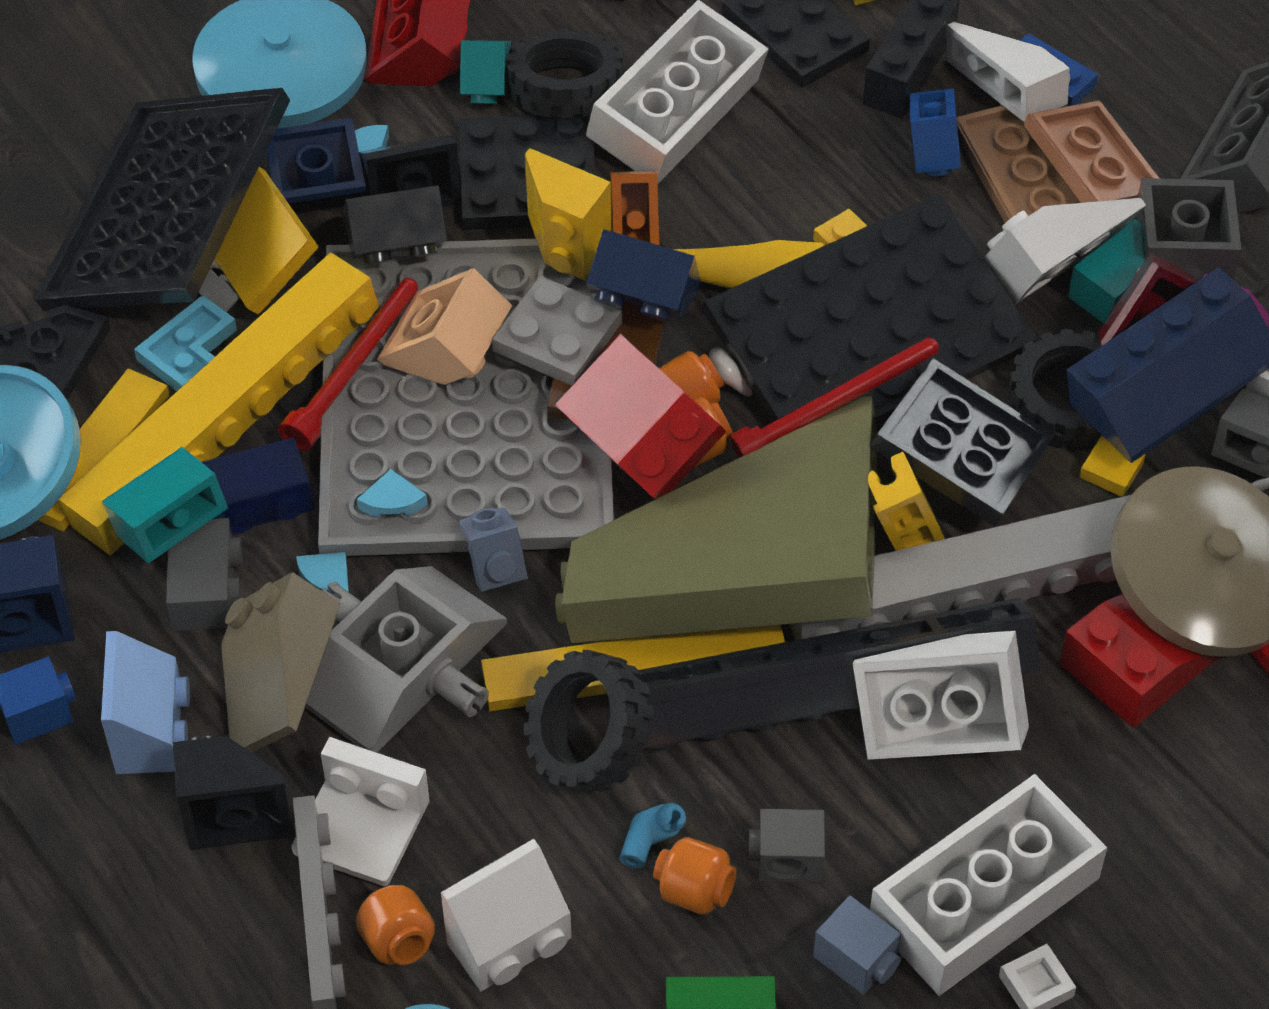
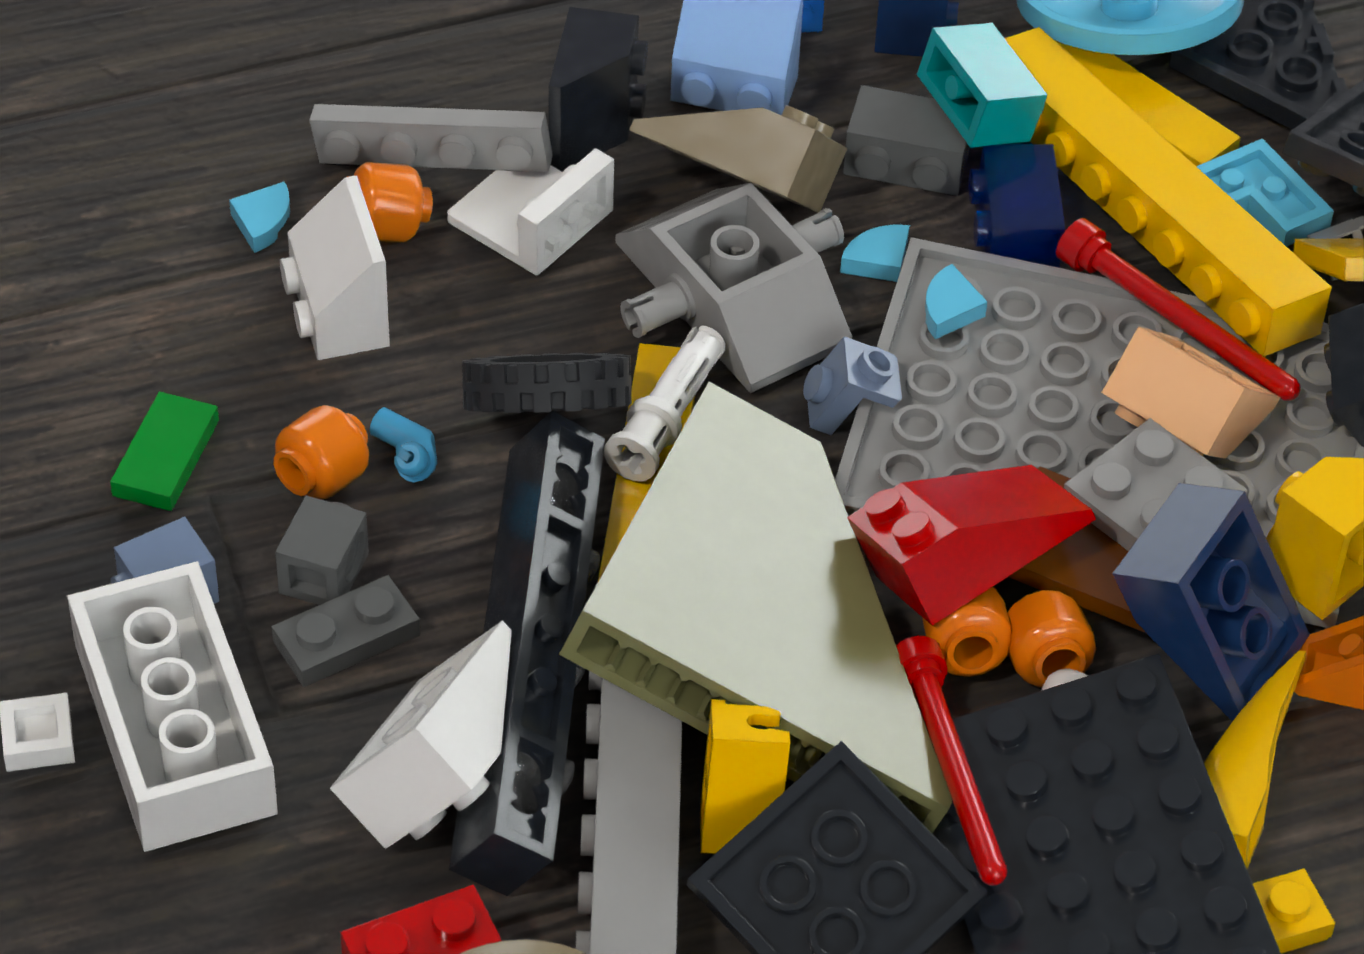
camera: 105 degrees right, 5 degrees down
(546, 649) = (656, 418): none -> white pin
(849, 817) = (346, 630): none -> dark grey plate

